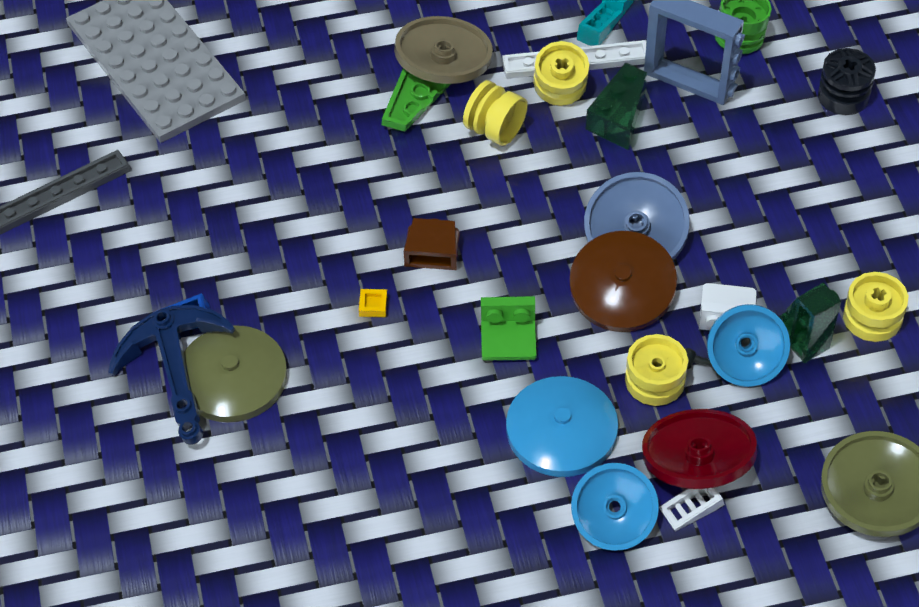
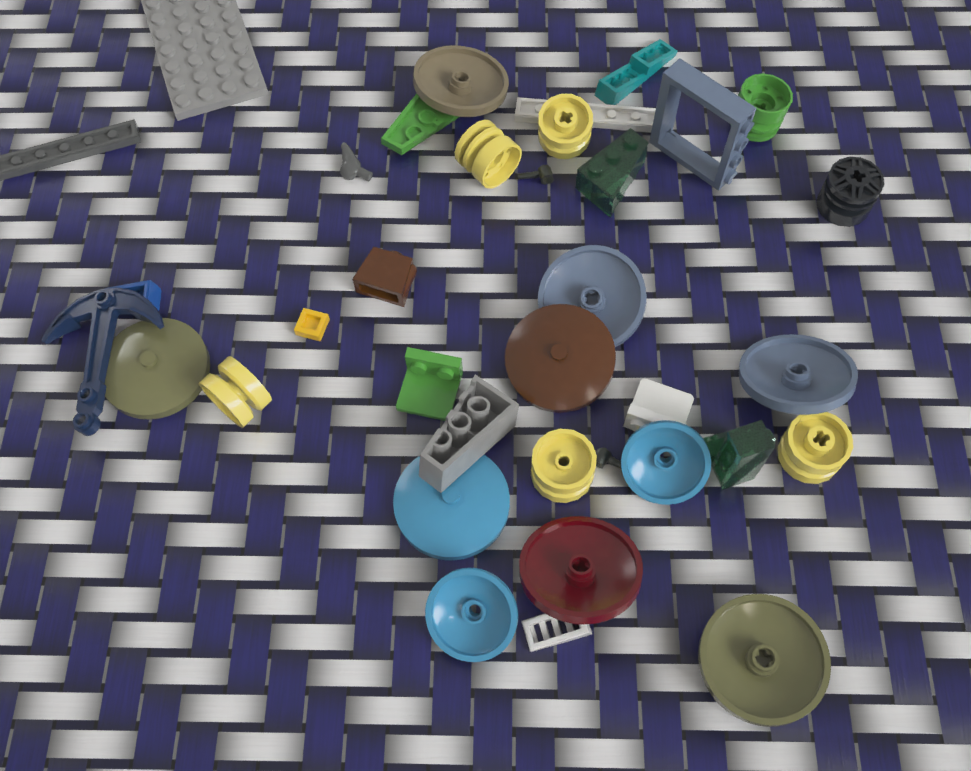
camera: 15 degrees right, 10 degrees up
(329, 371) = (235, 391): none -> light yellow wheel
(359, 151) = (351, 165): none -> dark grey animal
(551, 120) = (543, 172): none -> pearl dark grey hand
(562, 358) = (467, 434): none -> light grey wedge
(843, 247) = (798, 374): none -> sand blue dish

